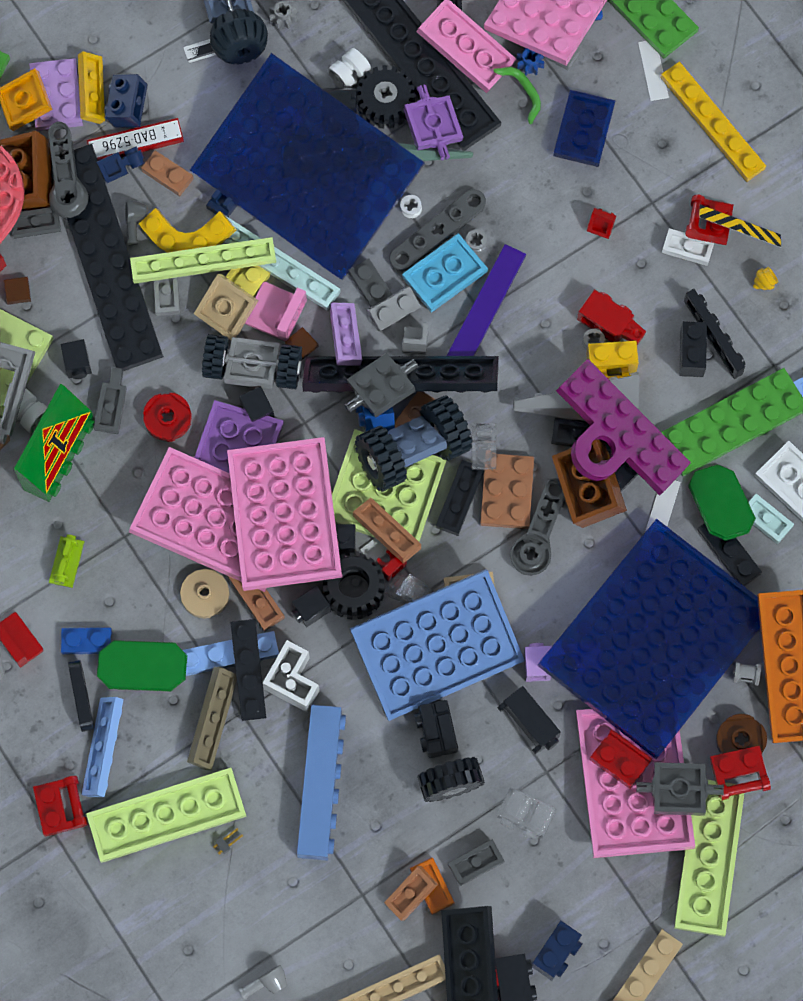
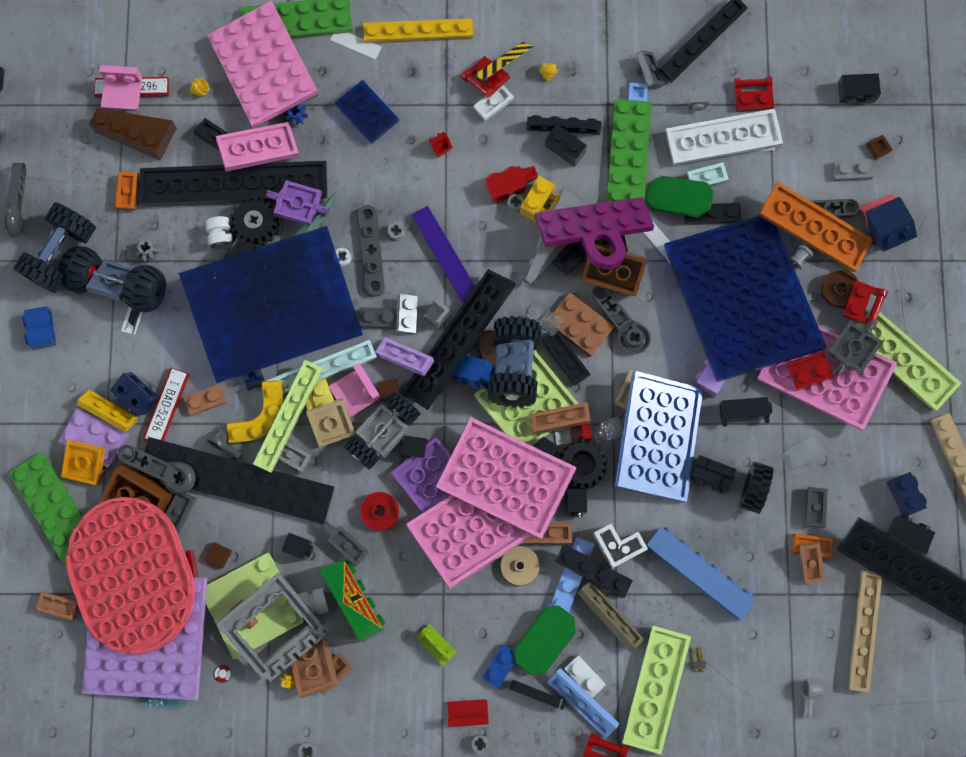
camera: 55 degrees left, 5 degrees up
(115, 167) = (177, 432): dark blue plate -> none
(132, 733) = (584, 676): none -> white plate
(381, 385) = (462, 356): dark grey plate -> none
(444, 273) = (404, 265): medium azure plate -> none
(528, 87) = (313, 128): bright green animal -> none

